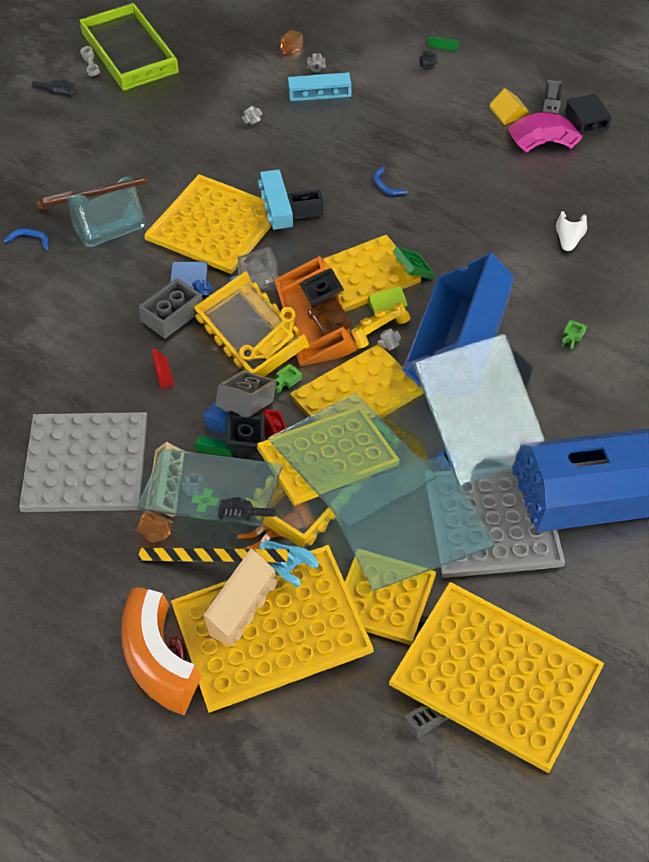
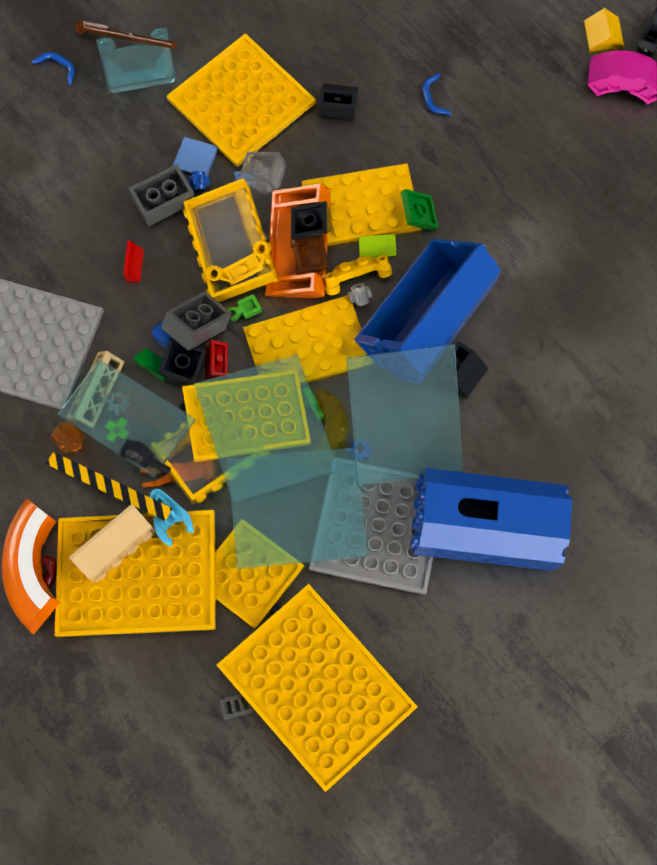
camera: 20 degrees right, 20 degrees up
(275, 199) = (308, 91): medium azure brick -> none
(570, 232) = (598, 214): white animal -> none
(573, 332) = (546, 339): bright green plate -> none

